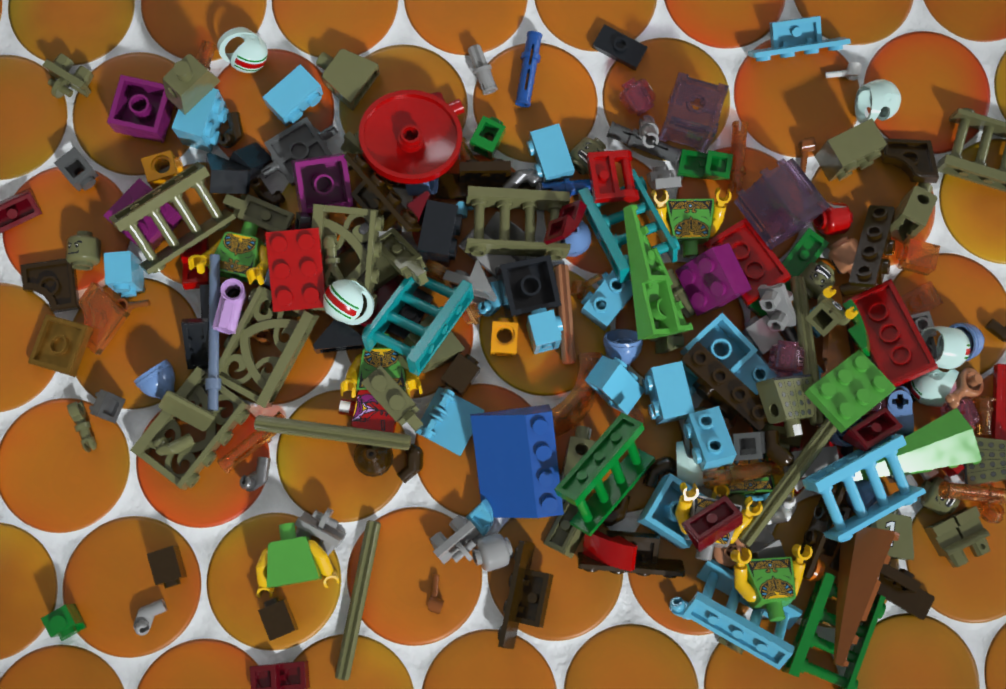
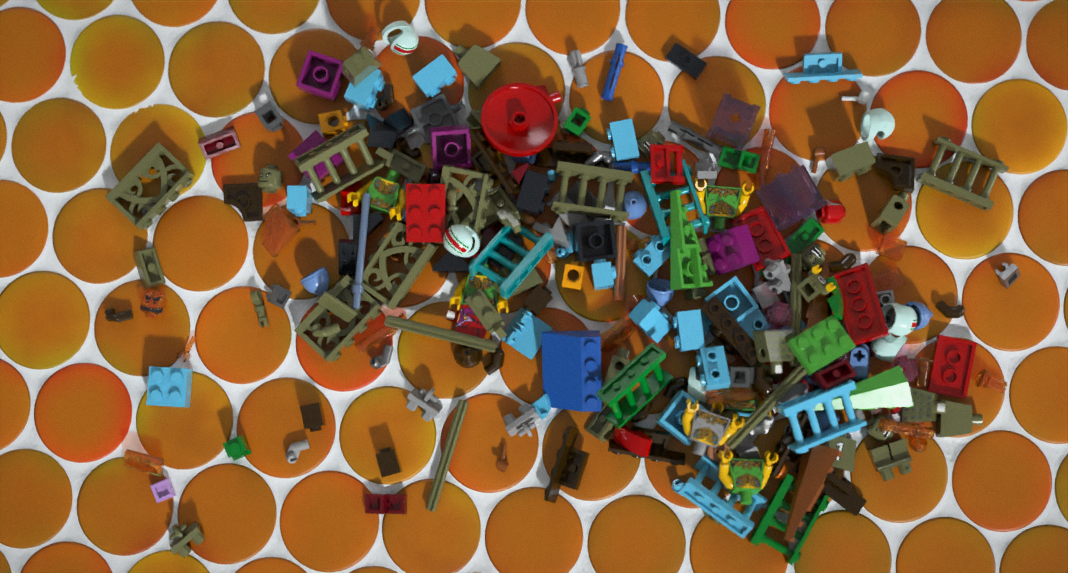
camera: 20 degrees right, 5 degrees up
(60, 70) = (262, 38): olive hips -> none
(60, 345) = (248, 247): pearl gold plate -> none
(229, 308) = (374, 235): lavender piece -> none
(292, 562) = (403, 423): bright green torso -> none
(492, 552) = (547, 432): light grey head -> none
(566, 223) = (627, 198): dark red slope -> none
(637, 96) = (694, 102): clear pink head -> none
(648, 131) = (698, 131): light grey pin -> none
(713, 523) = (707, 429): dark red slope -> none
(843, 254) = (837, 241): nougat head -> none
(874, 248) = (857, 239): dark brown bracket -> none
(968, 384) = (914, 347): nougat piece -> none

